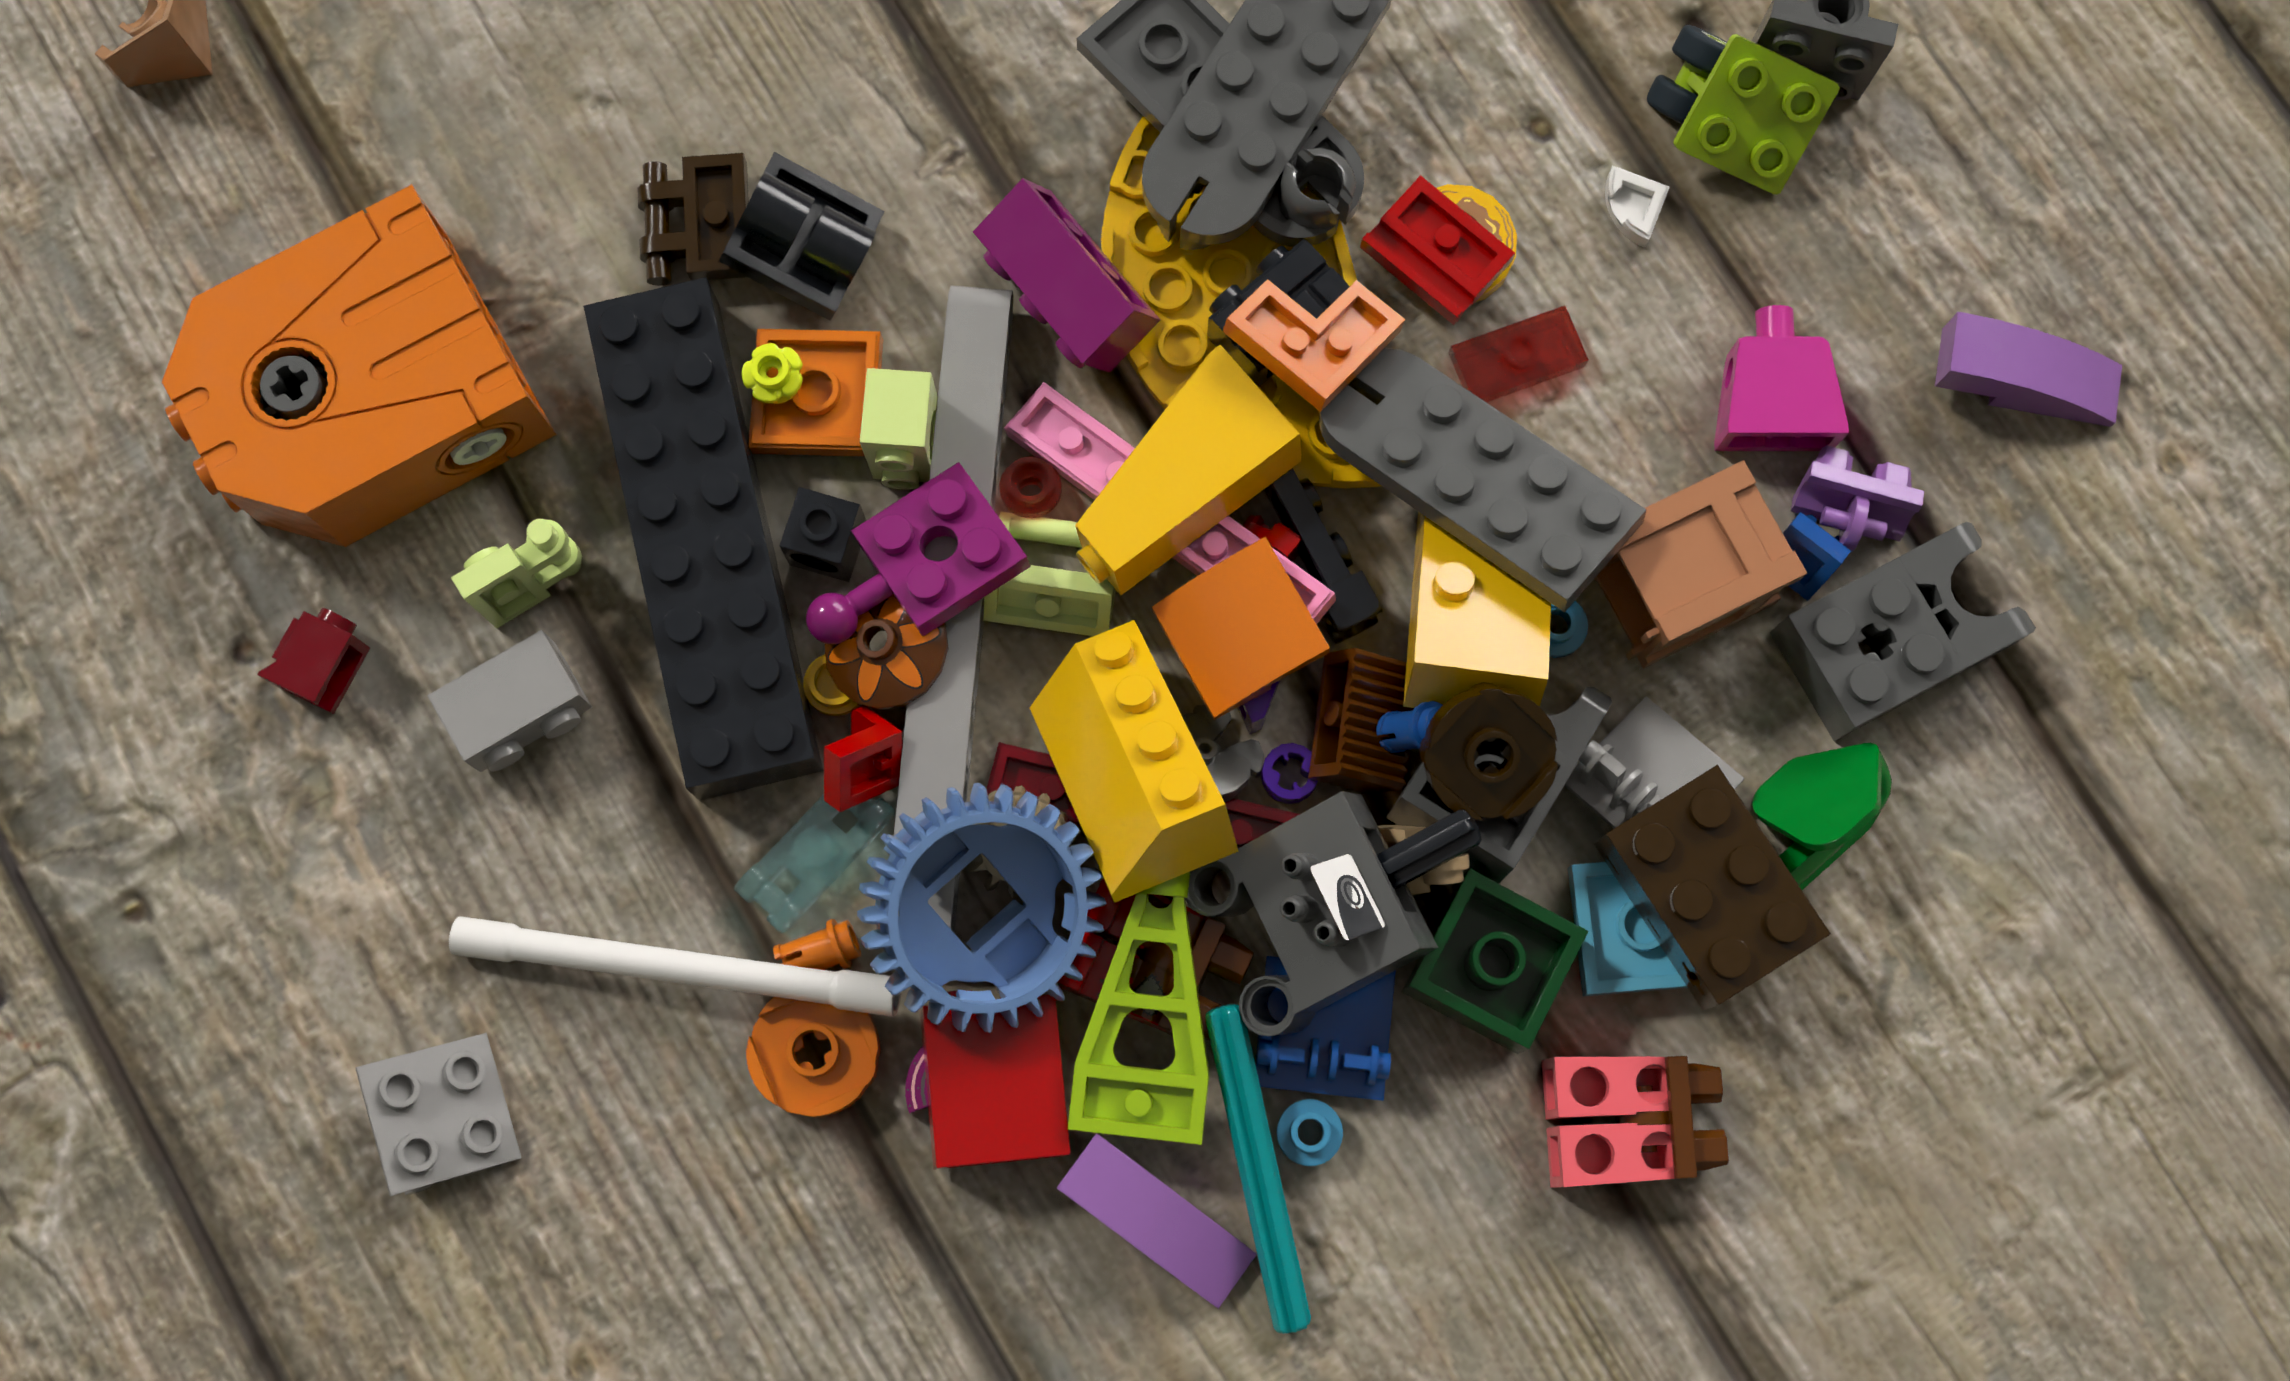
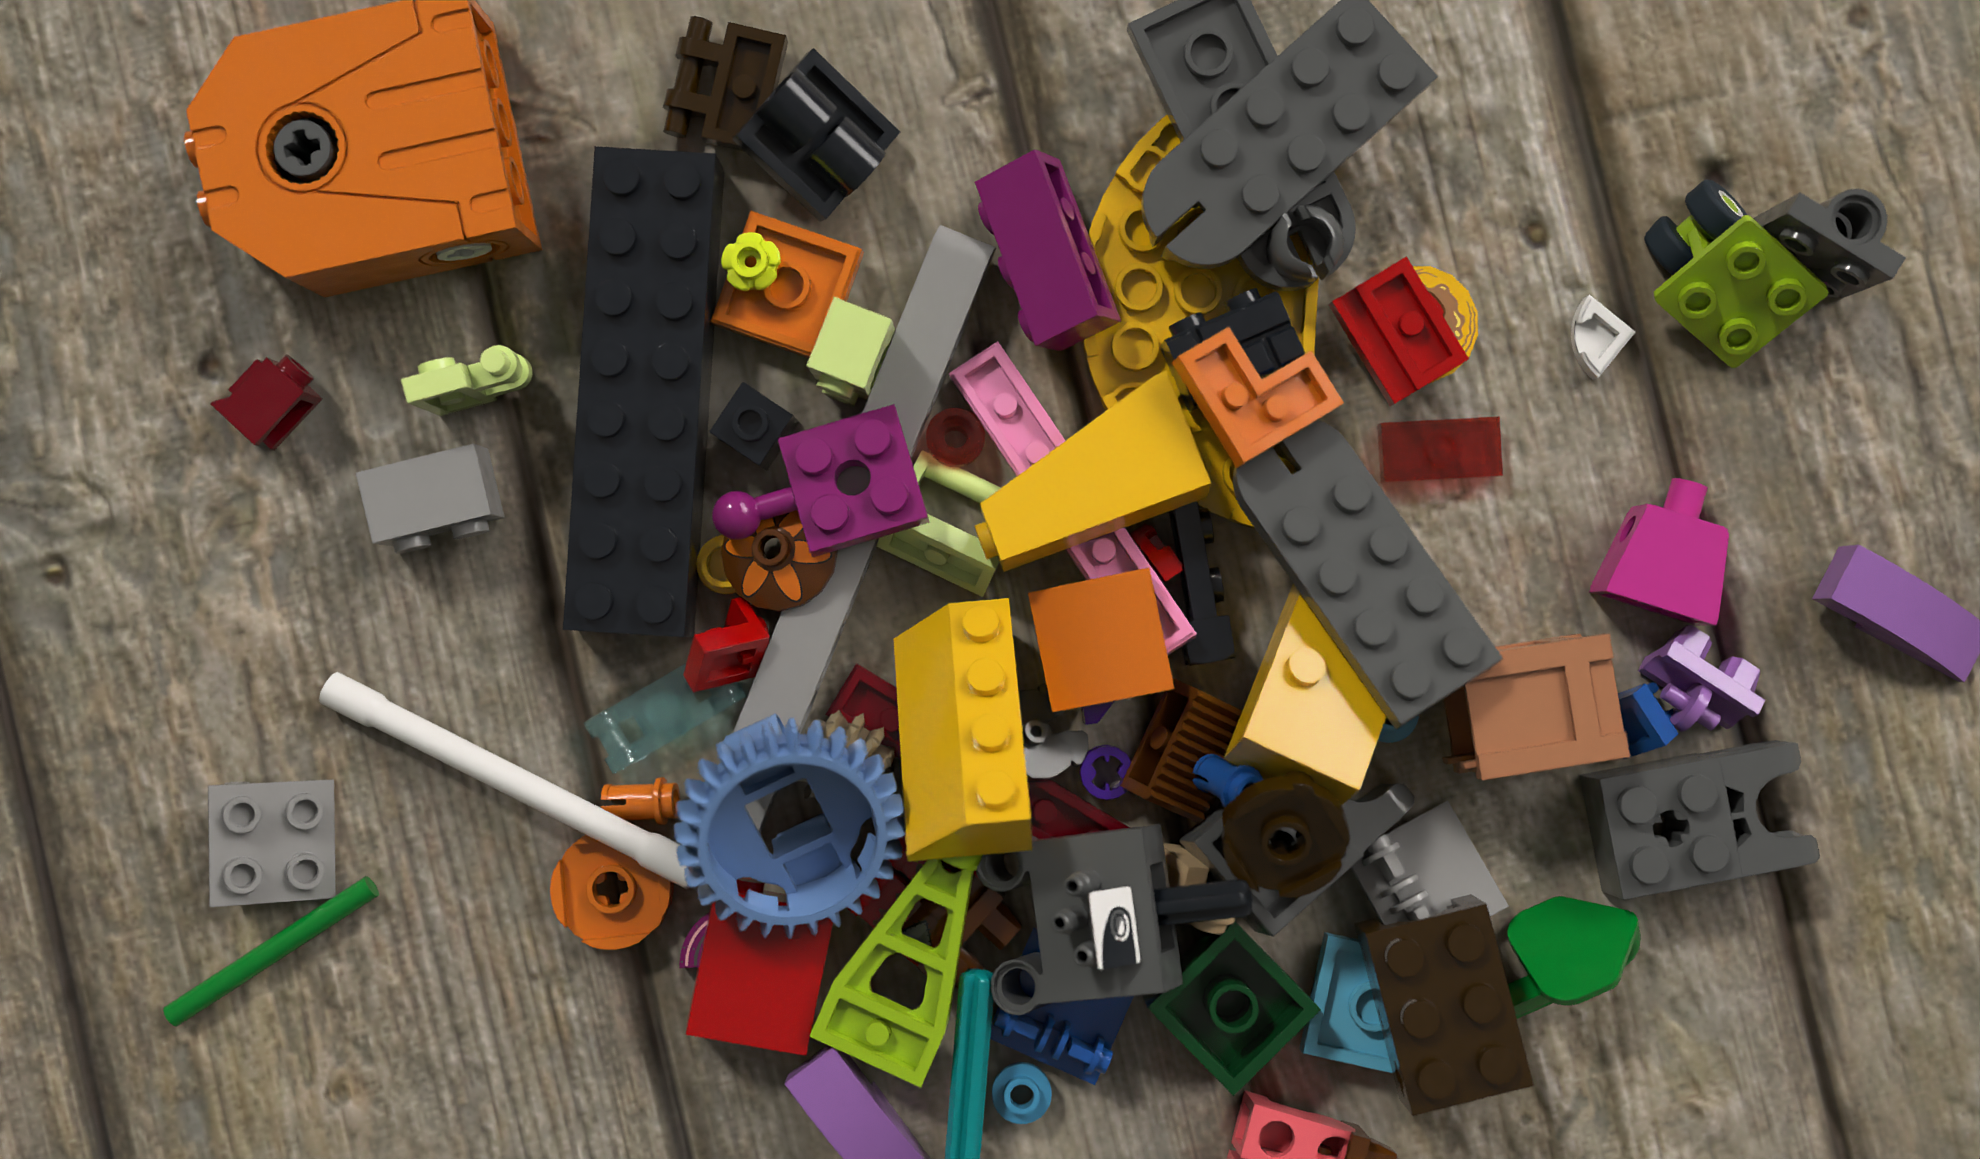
camera: 15 degrees right, 10 degrees up
(466, 1236) = (270, 951): none -> green bar

